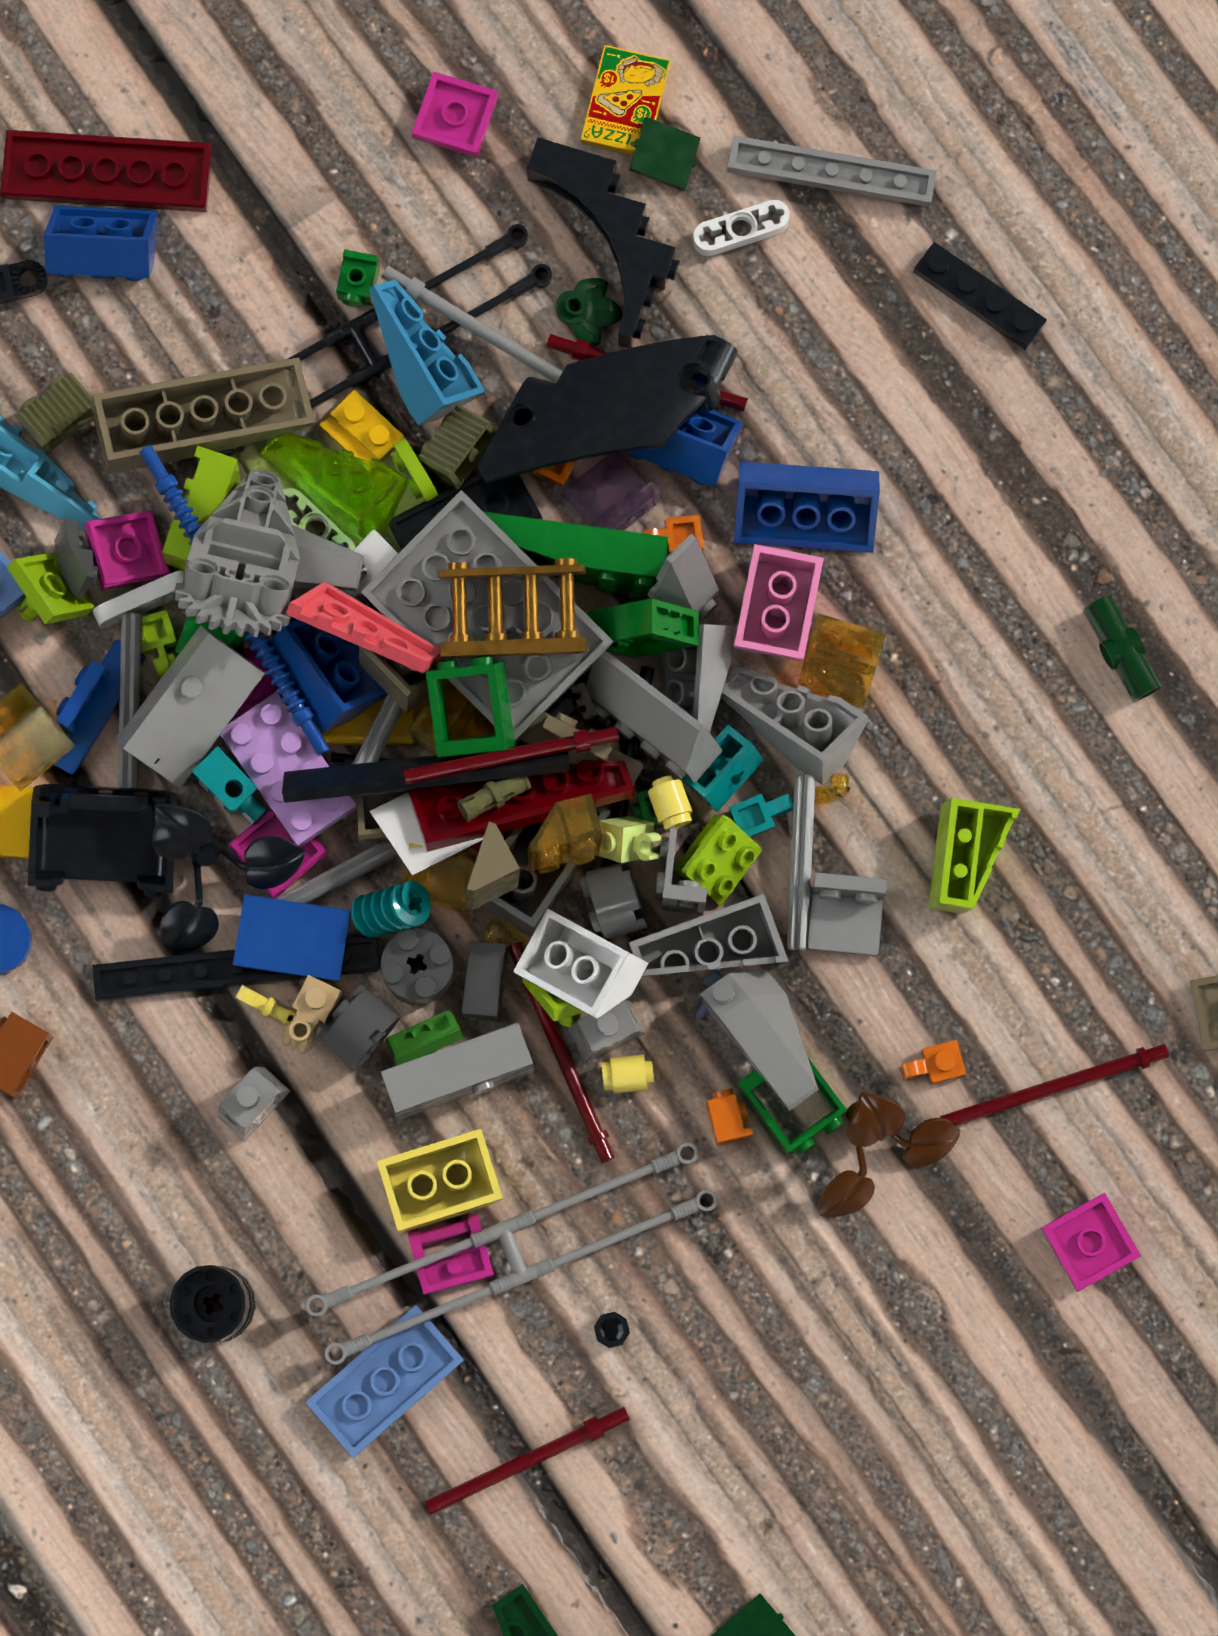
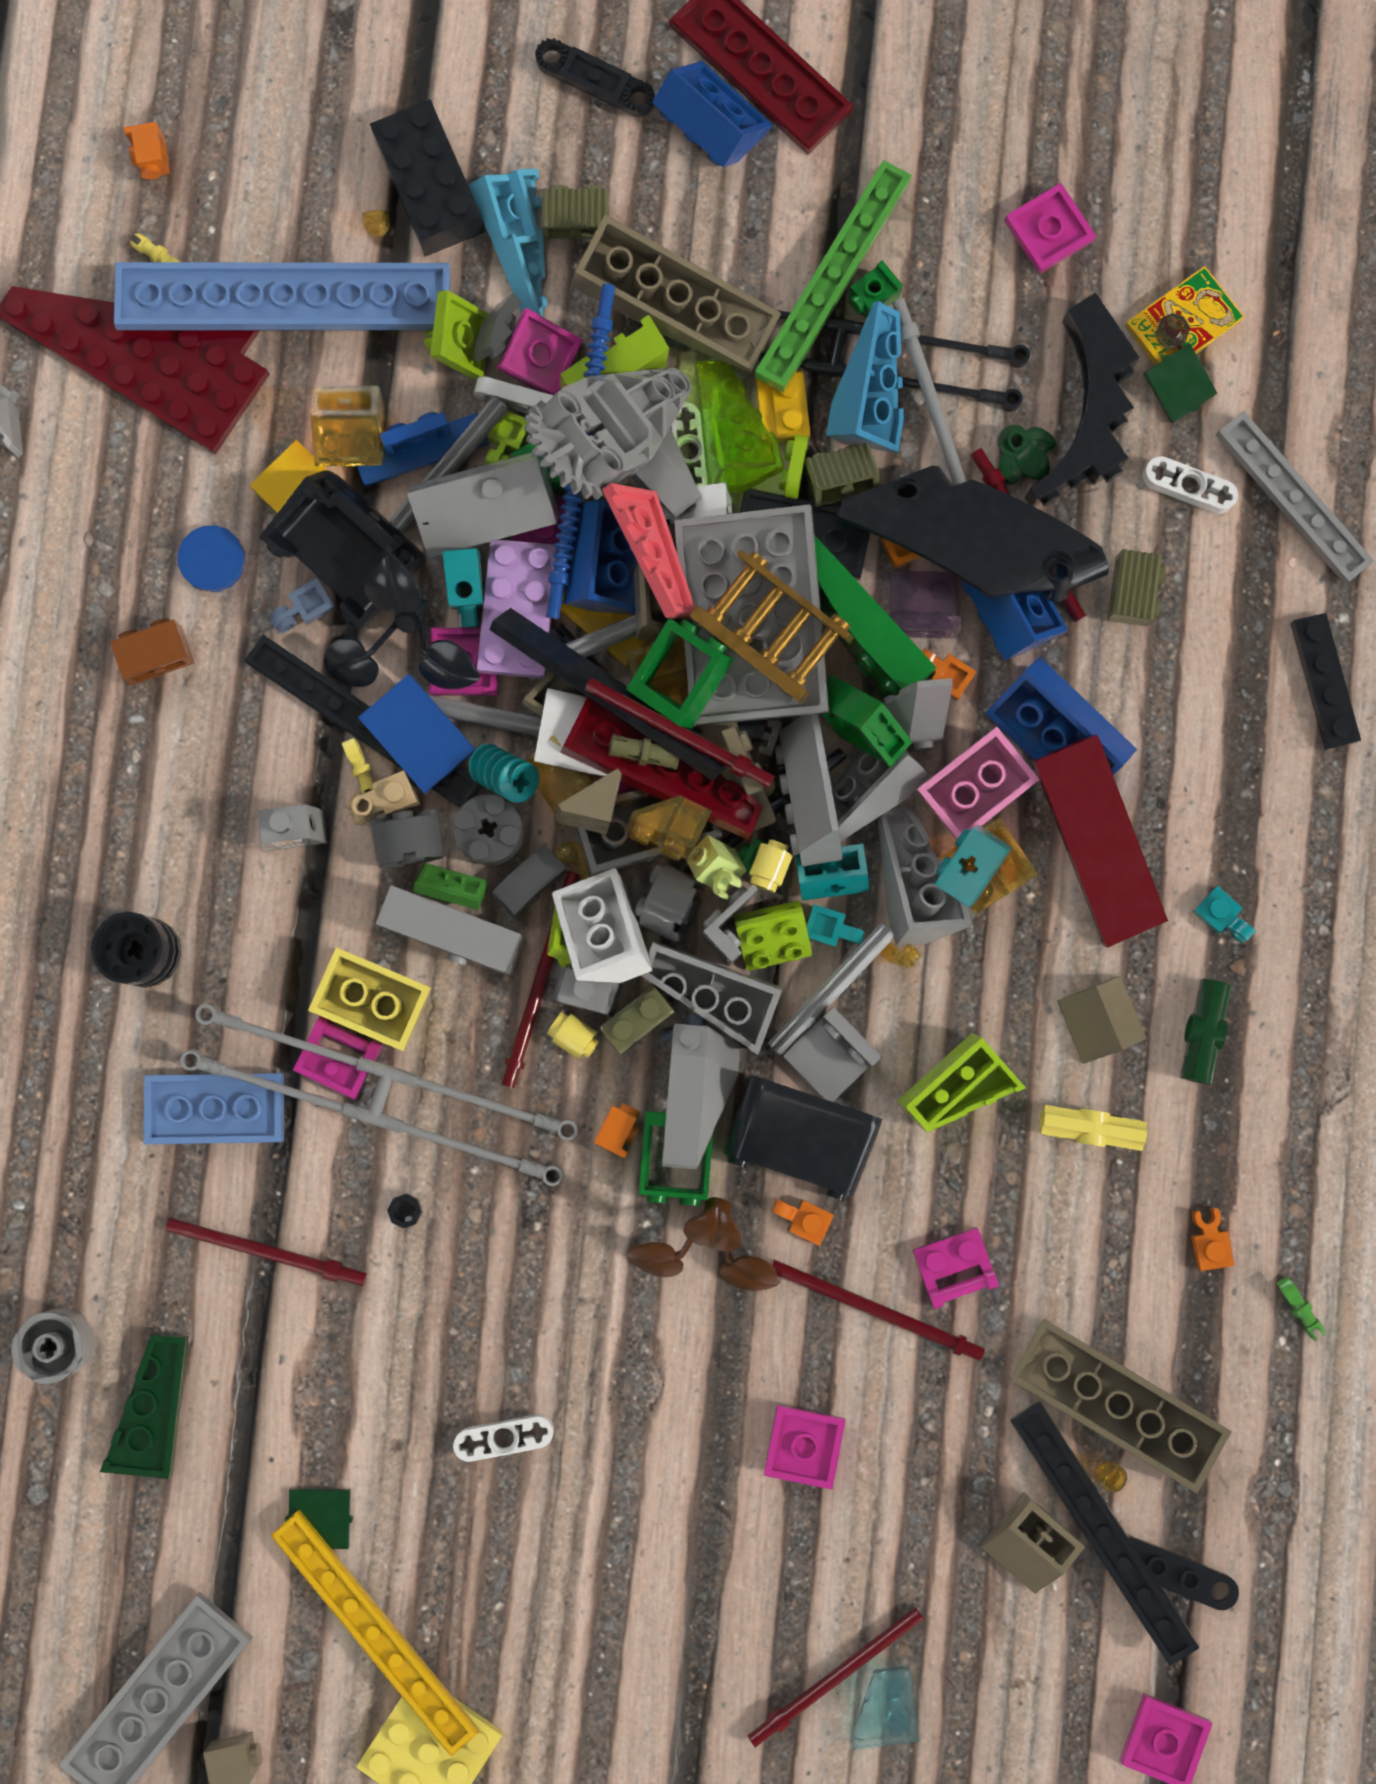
camera: 40 degrees right, 5 degrees up
(110, 907) = (309, 602): none -> sand blue plate
(314, 294) = (832, 276): none -> bright green plate
(623, 118) = (1172, 331): none -> clear smoke tile
(667, 1017) = (637, 1020): none -> olive brick
(768, 344) = (1135, 587): none -> olive brick
(836, 648) = (989, 855): none -> teal brick
(871, 1426) = (477, 1434): none -> white beam
(877, 996) = (802, 1136): none -> black windscreen
(912, 567) = (1100, 840): none -> dark red tile
(1033, 708) = (1102, 1020): none -> dark tan slope
(1052, 545) = (1221, 912): none -> teal plate
(1077, 994) = (952, 1256): none -> dark pink plate
(1099, 798) = (1093, 1127): none -> light yellow piece

